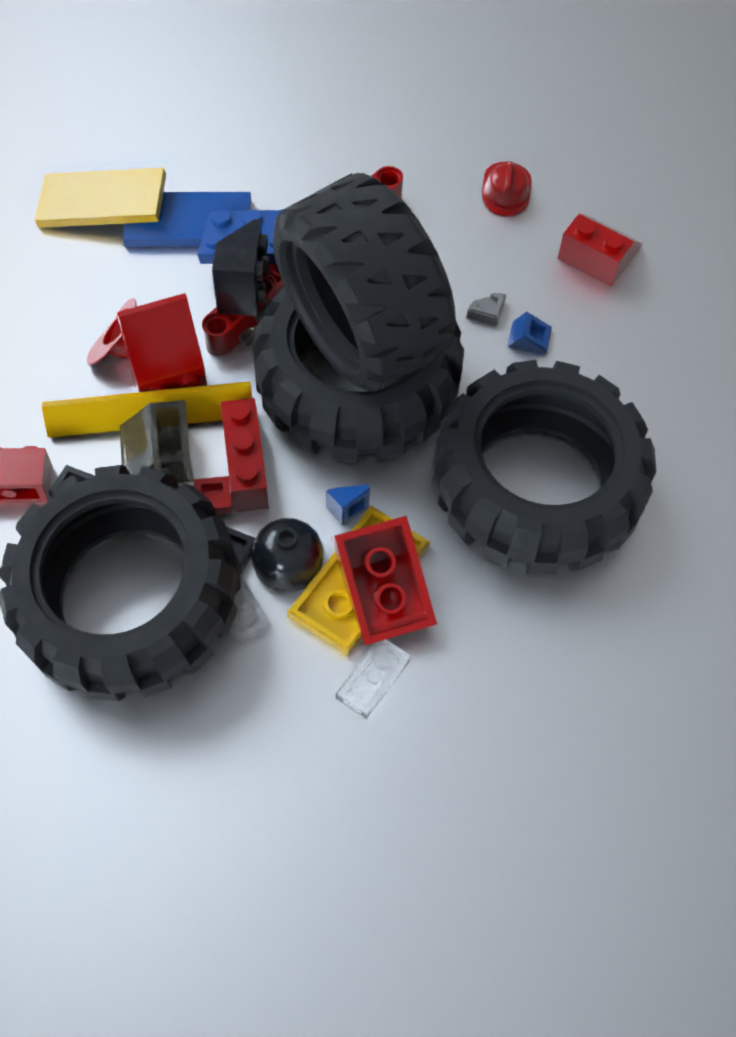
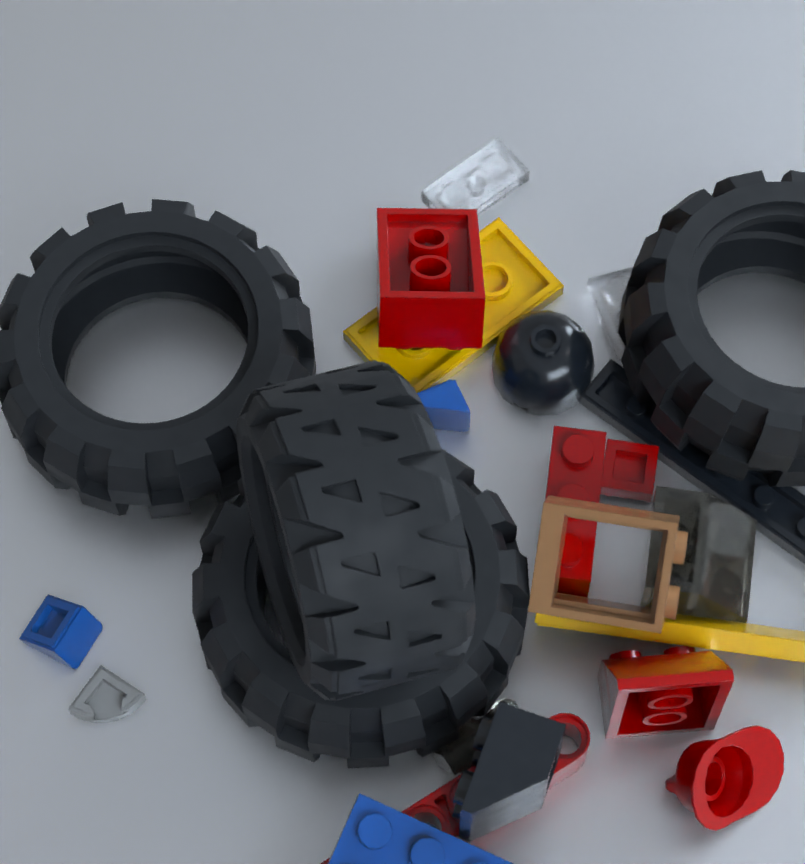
camera: 160 degrees left, 5 degrees up
(209, 388) = (549, 555): none -> medium nougat window

